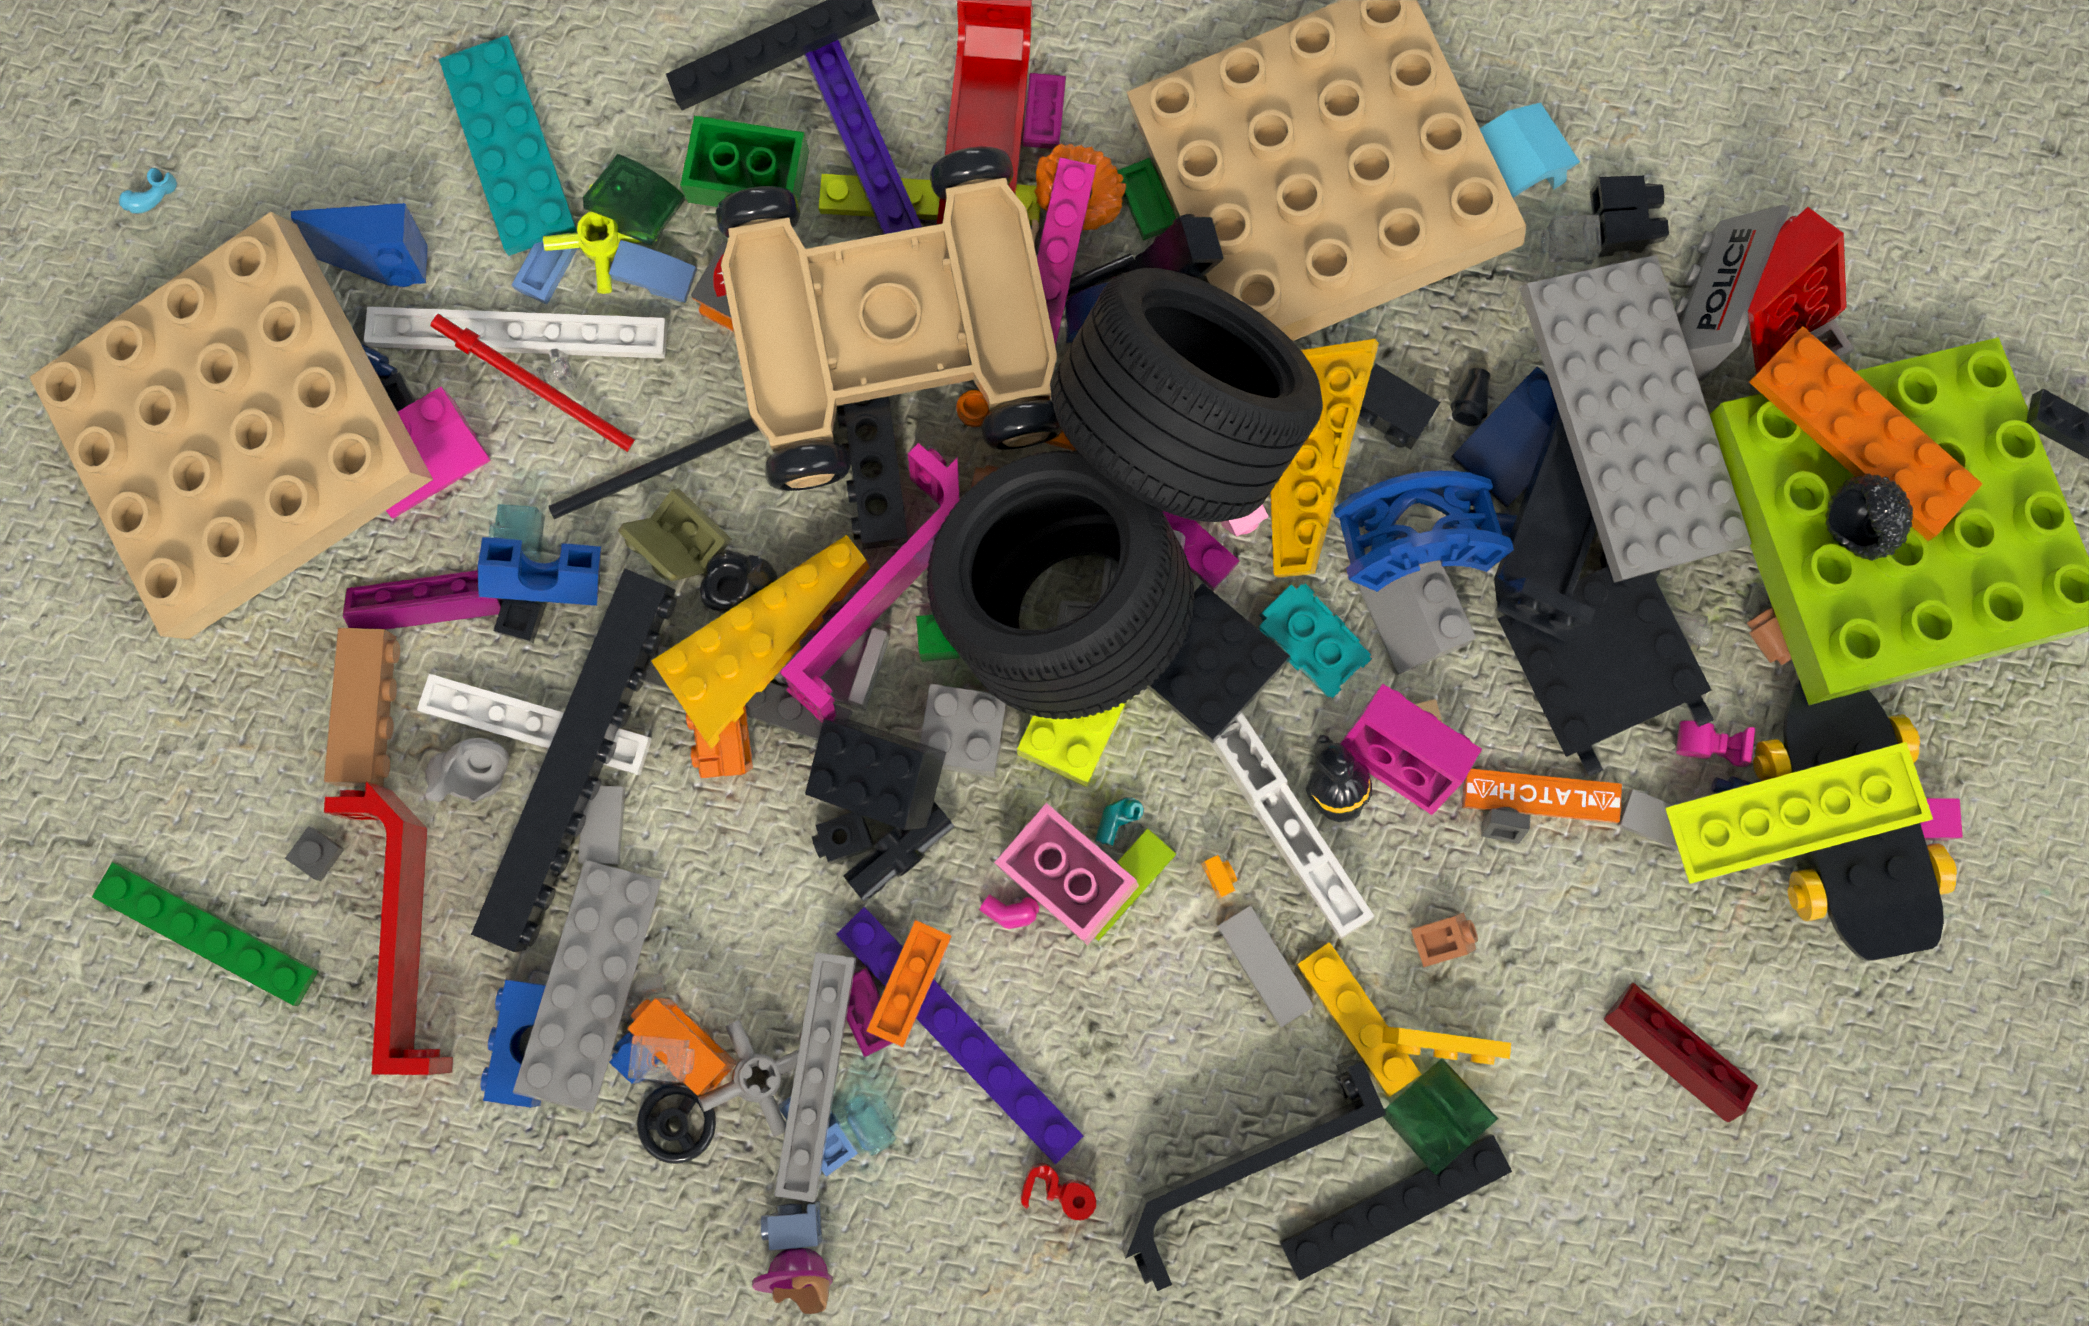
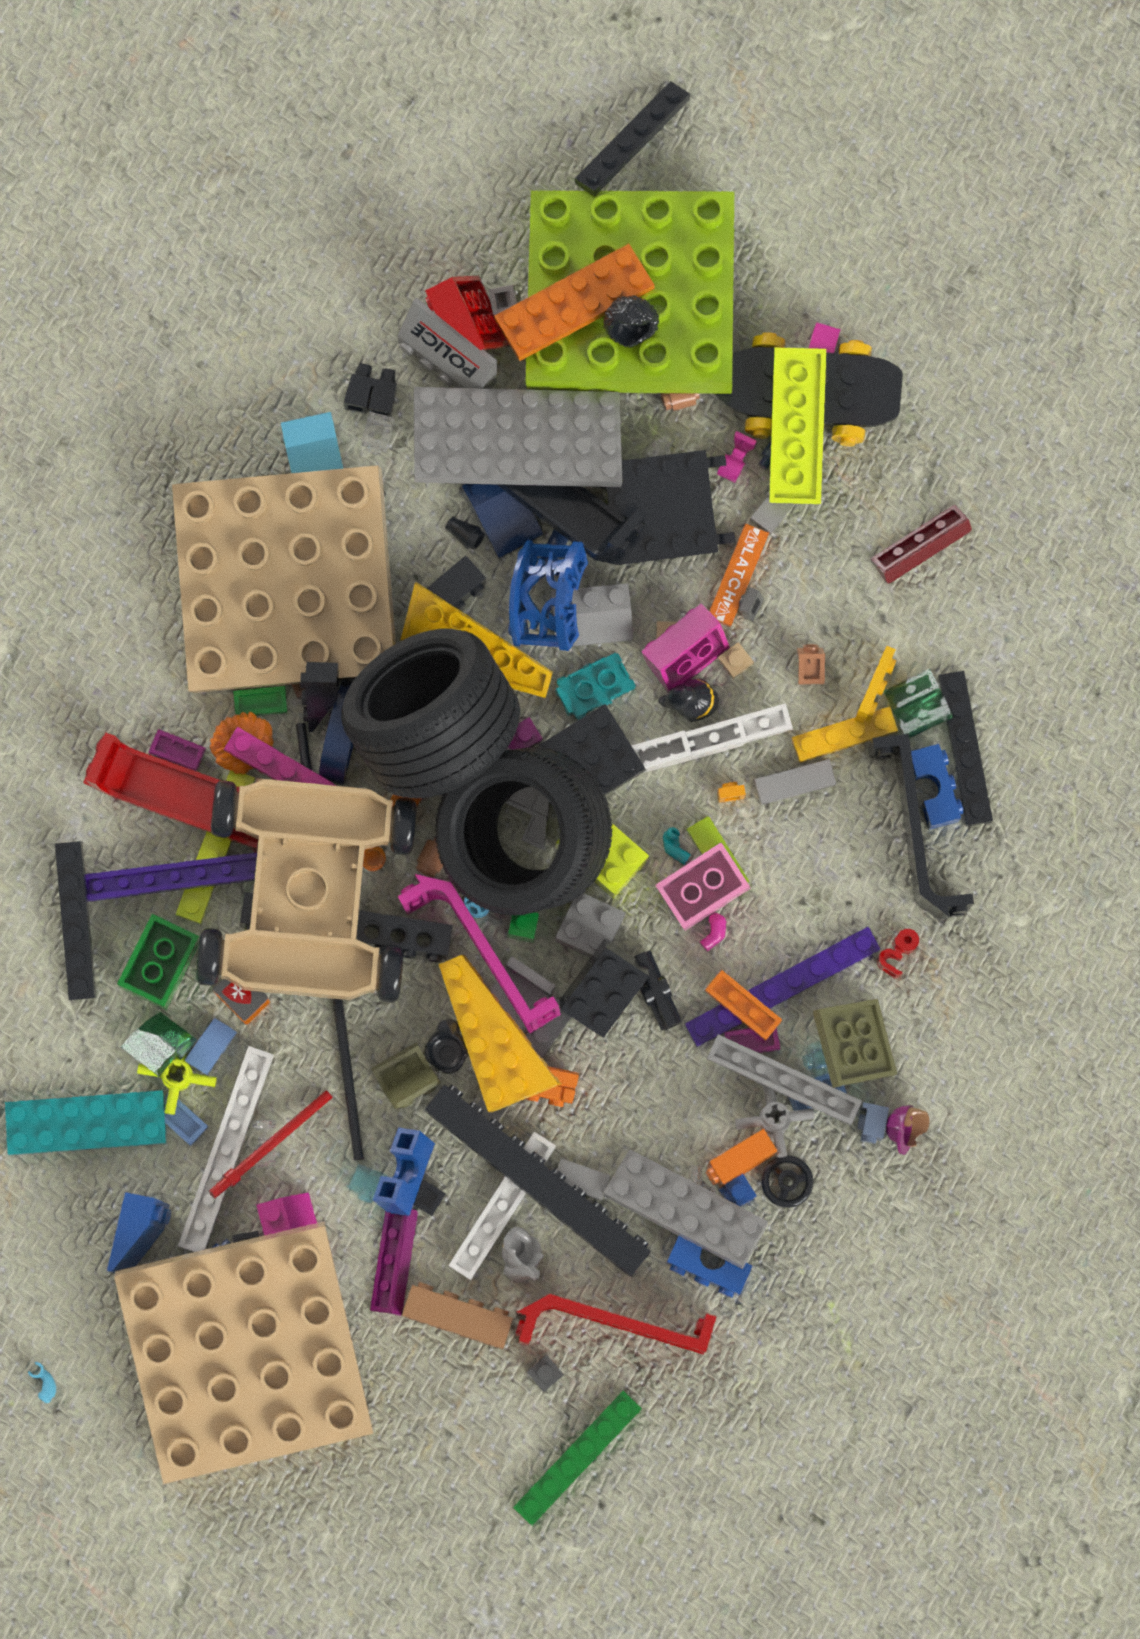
camera: 80 degrees left, 0 degrees up
(643, 1056) = (742, 1171): clear brick -> none
(857, 839) = (632, 1013): black brick -> none
(898, 1166) = (854, 1043): none -> olive plate
(1354, 1162) = (944, 808): none -> blue arch
(1415, 828) = (735, 660): none -> tan plate

